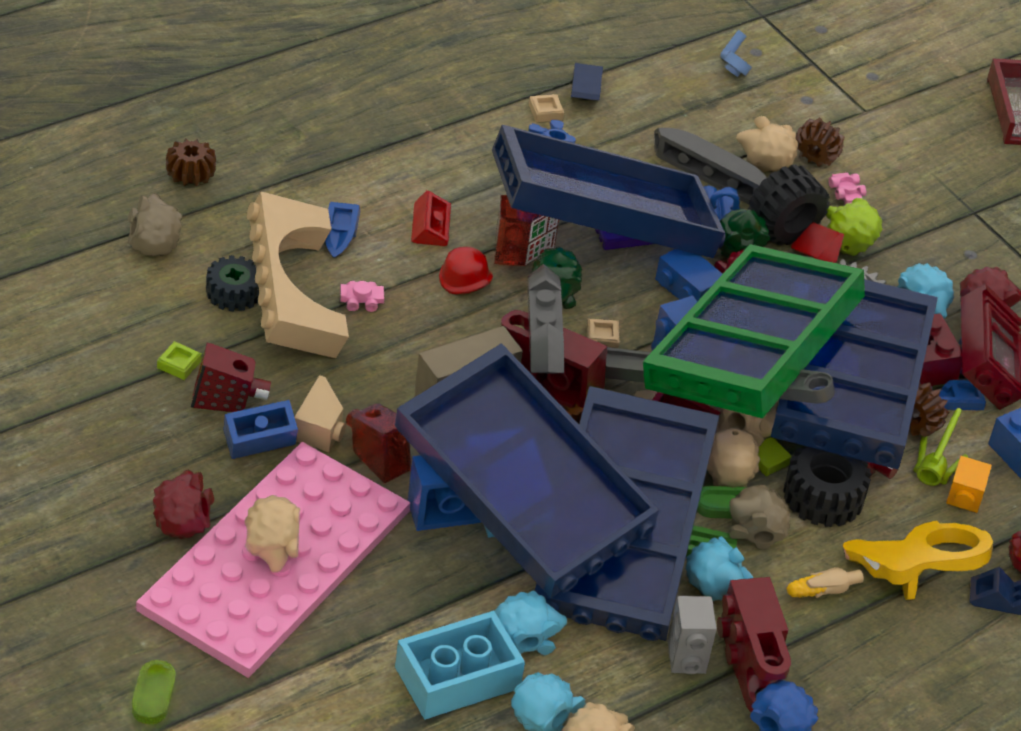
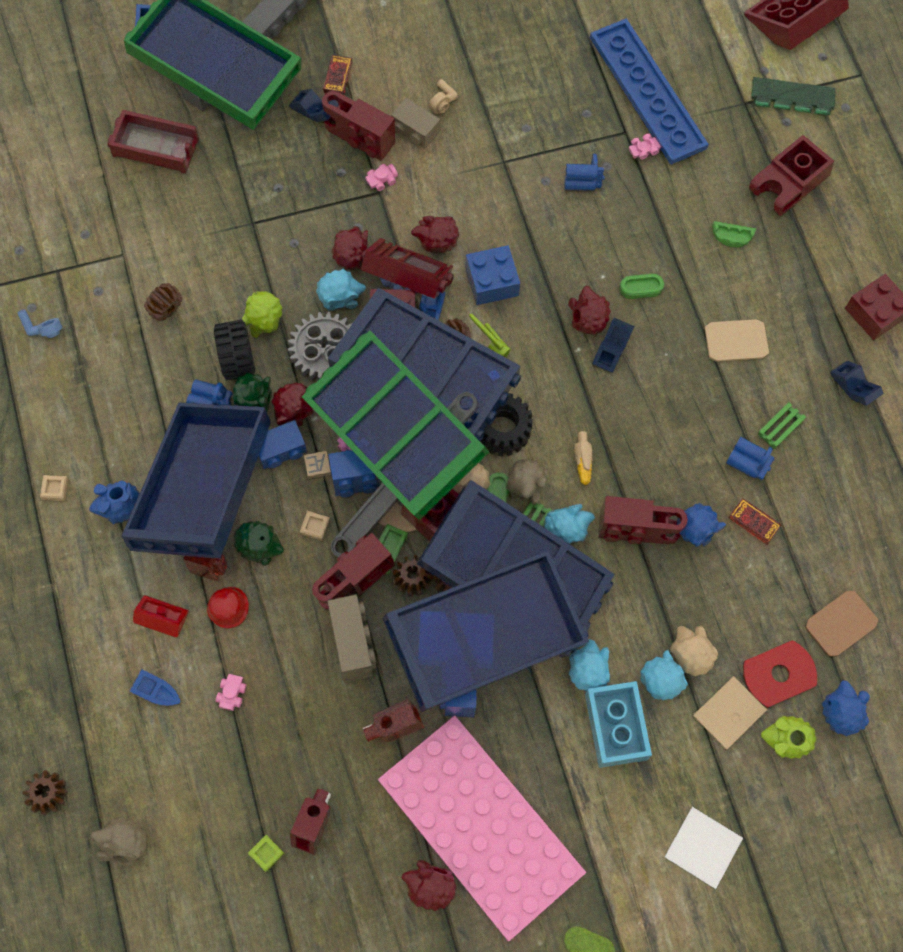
camera: 70 degrees left, 25 degrees up
(232, 283) = (203, 798): black wheel -> none
(260, 429) = (367, 809): blue brick -> none
(273, 531) = (485, 826): tan animal -> none
(287, 313) = (254, 758): tan arch -> none
(320, 417) = (358, 759): tan slope -> none
(545, 322) = (340, 570): dark grey brick -> none
(587, 81) = (38, 447): dark blue slope -> none
(691, 634) = (626, 561): light grey brick -> none
(707, 161) = (161, 386): dark grey brick -> none
(769, 145) = (157, 339): tan animal -> none
(819, 242) = (274, 343): red slope -> none
(846, 187) = (209, 301): bright pink piece -> none
(906, 559) = (579, 397): yellow animal -> none
(969, 484) = (519, 333): light orange brick -> none

